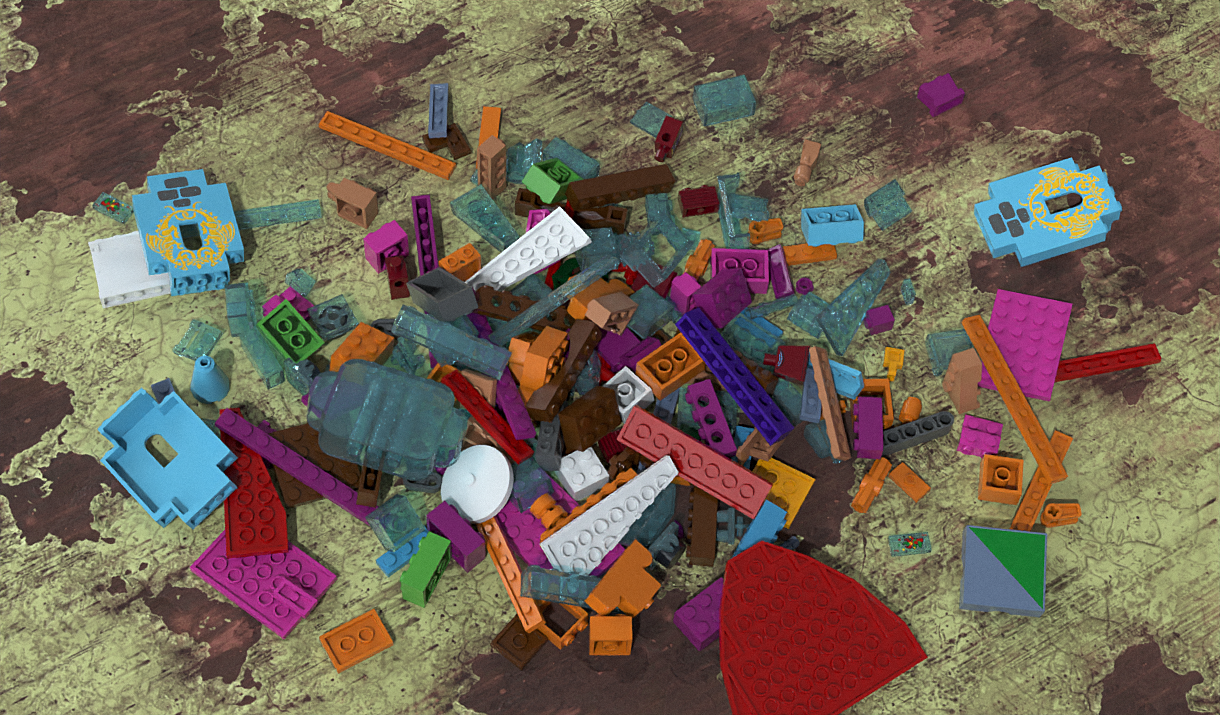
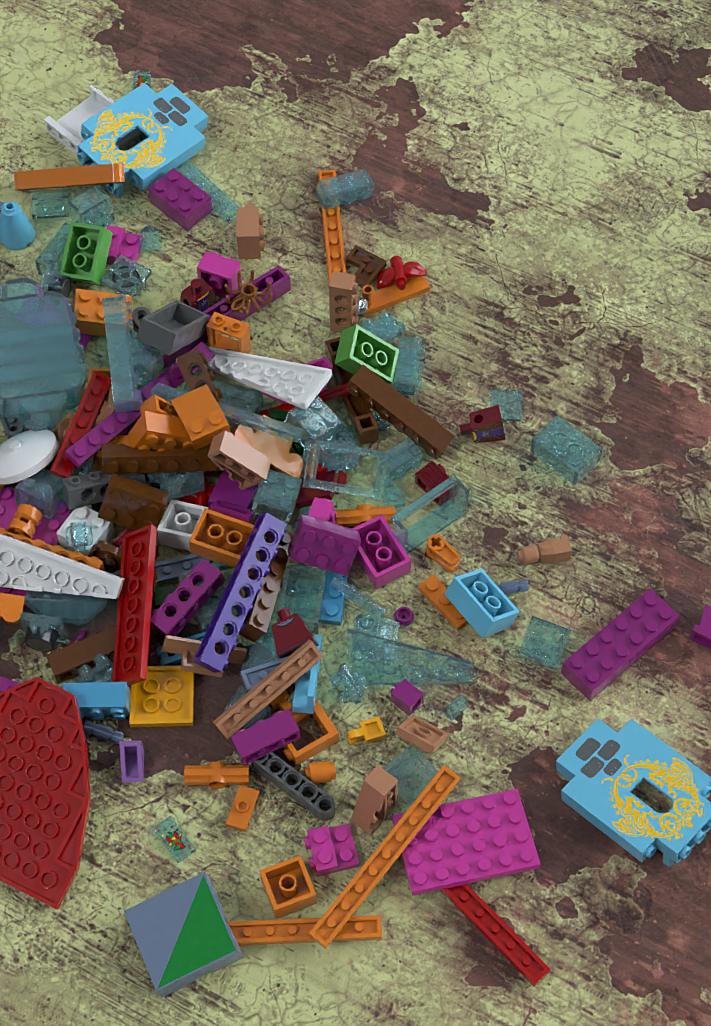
camera: 65 degrees right, 0 degrees up
(193, 306) = (69, 176): none -> orange beam
(274, 238) = (180, 199): none -> magenta brick
(359, 112) = (345, 188): none -> clear light blue brick
(432, 230) = (248, 294): none -> dark orange animal
(438, 110) = (389, 242): sand blue plate -> none
(474, 121) = (399, 272): none -> red plant
(484, 218) = (301, 331): clear light blue wedge -> none
(554, 315) = (200, 416): none -> orange slope
(598, 471) = (79, 535): none -> clear light blue head
(748, 206) = (449, 523): clear light blue brick -> none
(779, 272) = (404, 587): magenta tile -> none
(823, 198) = (513, 586): none -> sand blue axle
(825, 540) = (132, 761): none -> medium lavender slope
(848, 351) = (352, 682): none -> clear light blue hips
(917, 159) = (620, 644): none -> magenta brick
(921, 324) = (421, 734): none -> nougat plate
(1060, 514) = (287, 965): orange piece -> none

